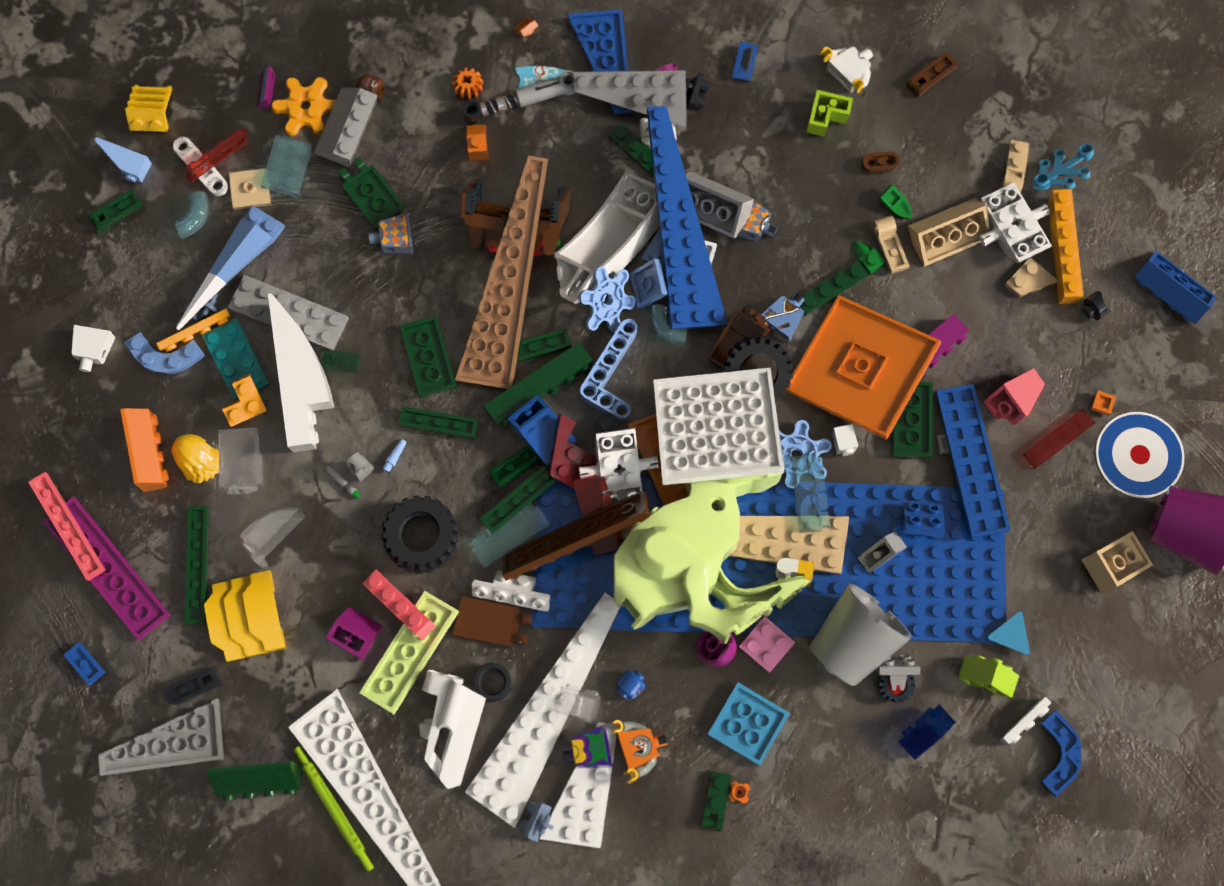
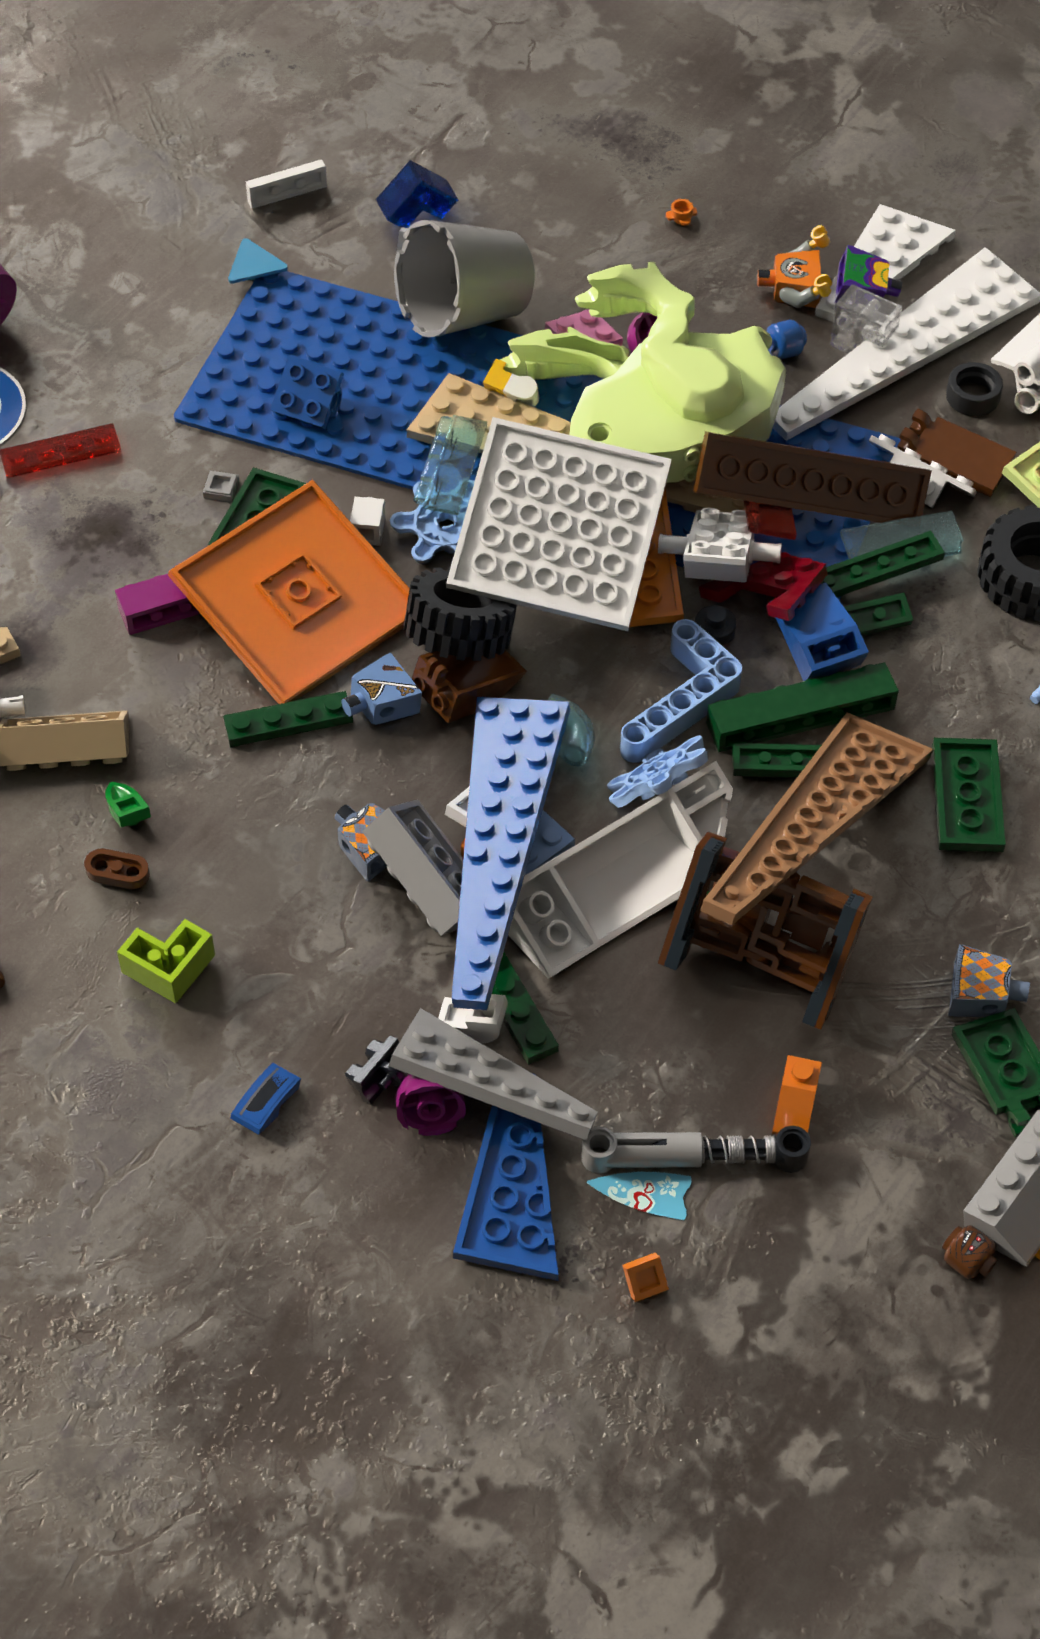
camera: 160 degrees left, 20 degrees down
(438, 422) = (974, 702): dark green plate -> none
(467, 83) = (786, 1204): orange gear -> none
(538, 822) = (947, 233): sand blue hips -> none
(648, 283) = (579, 785): medium blue plate -> none
(716, 800) = (713, 213): dark green plate -> none
(748, 724) = (646, 246): dark azure plate -> none
(849, 66) = (89, 1024): torso -> none
(868, 257) = (209, 746): green plate -> none
(882, 552) = (379, 376): light grey slope -> none
(890, 245) = (167, 744): tan plate -> none
(972, 461) = (199, 449): blue plate -> none
(989, 675) = (313, 224): lime brick -> none
(1015, 398) = (92, 499): coral slope -> none
(1070, 753) = (255, 138): blue plate -> none
(1117, 562) = (71, 297): tan slope -> none

